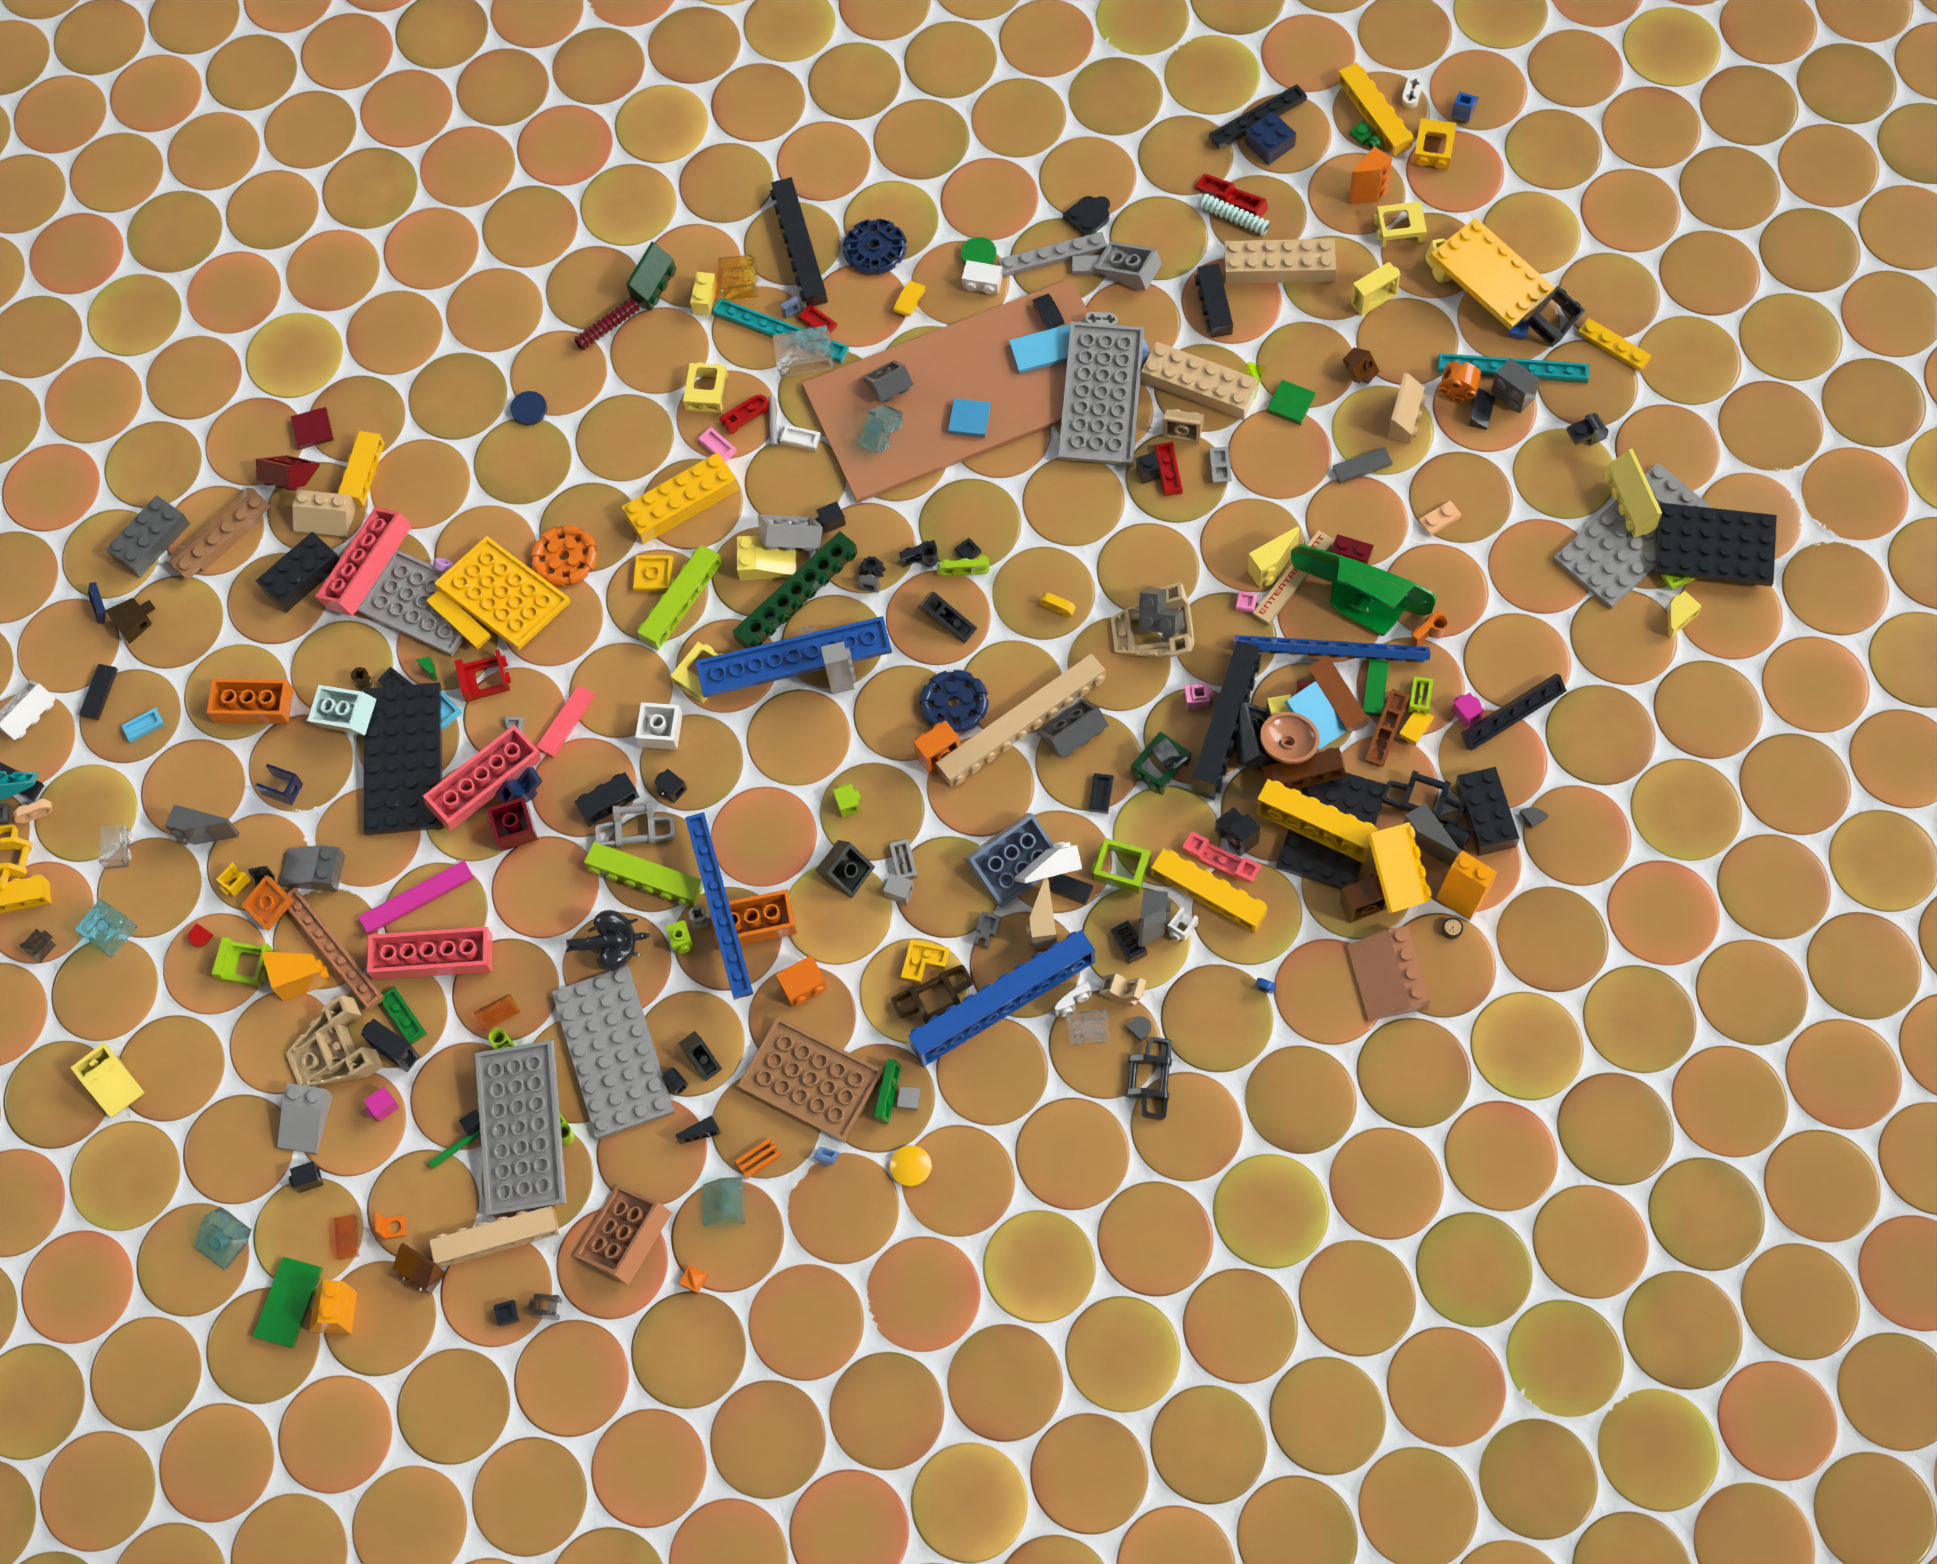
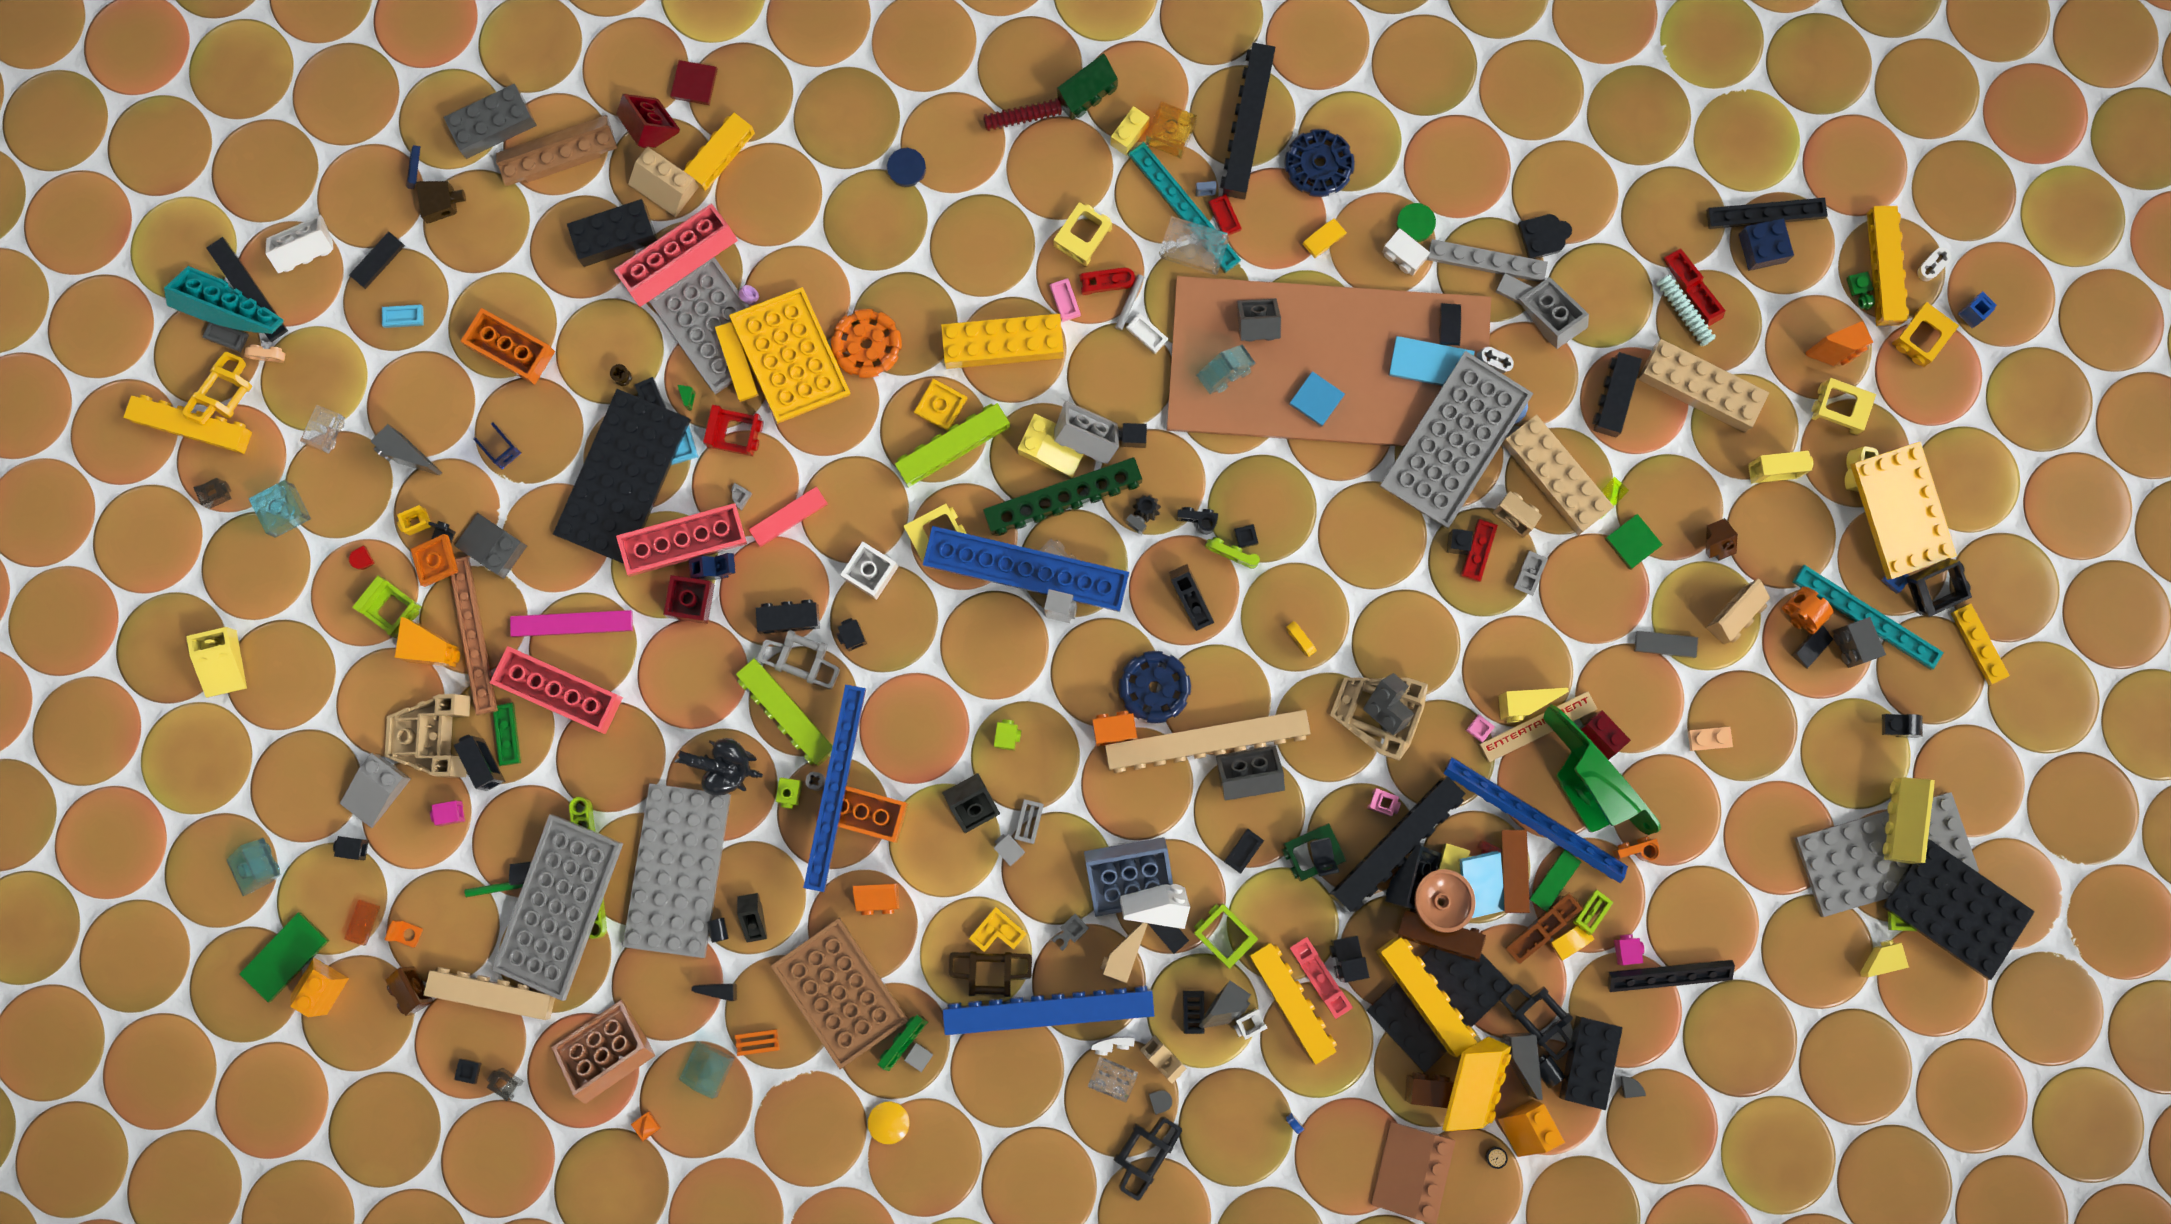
camera: 20 degrees right, 15 degrees up
(341, 709) = (585, 402): light aqua brick -> none
(497, 1012) = (591, 778): clear orange plate -> none
(826, 1156) = (818, 1074): medium blue slope -> none

